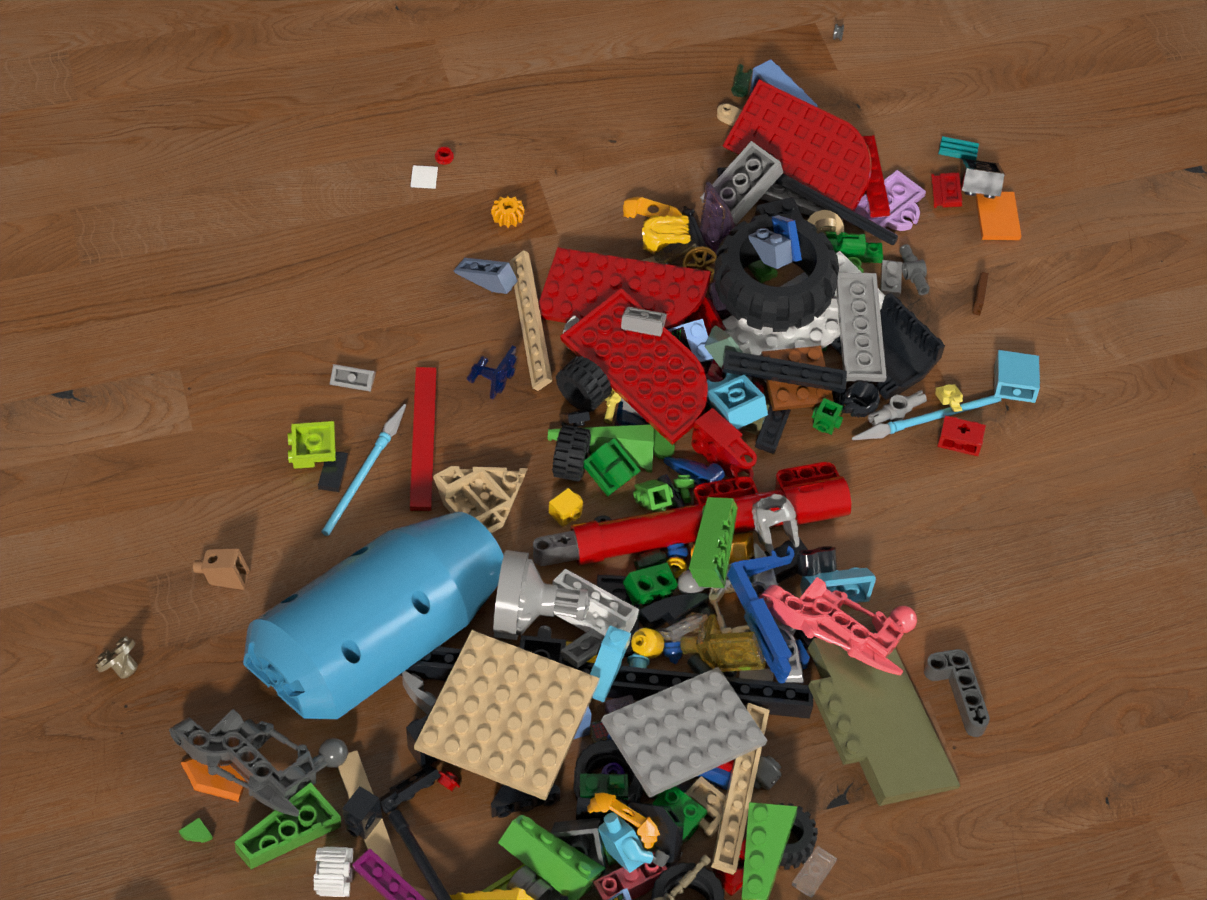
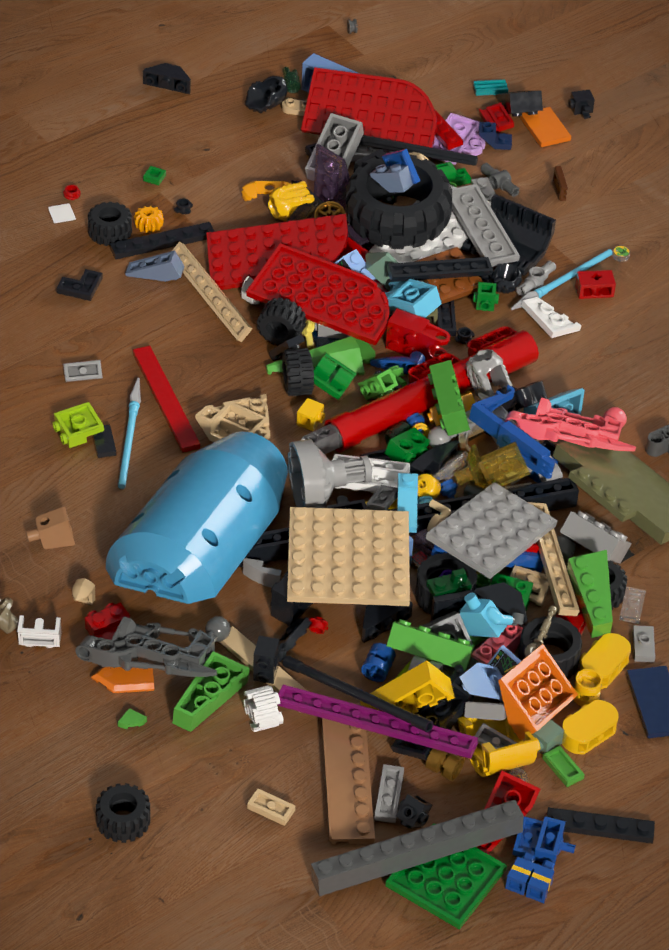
camera: 20 degrees left, 10 degrees down
(145, 694) = (38, 635): none -> white window
(217, 654) = (84, 591): none -> tan plate
(222, 699) = (105, 622): none -> red plate
(399, 276) = (83, 288): none -> black plate
(462, 194) = (109, 223): none -> black tyre
(486, 856) = (378, 662): none -> blue wheel
(499, 375) = (203, 337): clear blue plate -> none
(511, 240) = (160, 240): none -> black plate
(540, 159) = (154, 175): none -> green plate
(553, 205) = (183, 206): none -> black plate
(609, 43) = (167, 77): none -> black slope
(634, 695) = (436, 519): none -> tan plate
(643, 321) = (311, 261): light grey slope -> none
(646, 827) = (460, 588): light orange piece -> none
(703, 93) = (266, 94): none -> black piece
(786, 453) = (464, 335): none -> black plate
(806, 773) = (596, 535): none -> light grey brick
(888, 465) = (548, 319): none -> white wing
(934, 218) = (498, 141): none -> dark blue slope
(950, 395) = (572, 259): light yellow plate -> none
(1010, 406) = (621, 253): none -> tile
(1016, 376) = (617, 232): medium azure brick -> none
(1052, 197) = (581, 103): none -> black brick

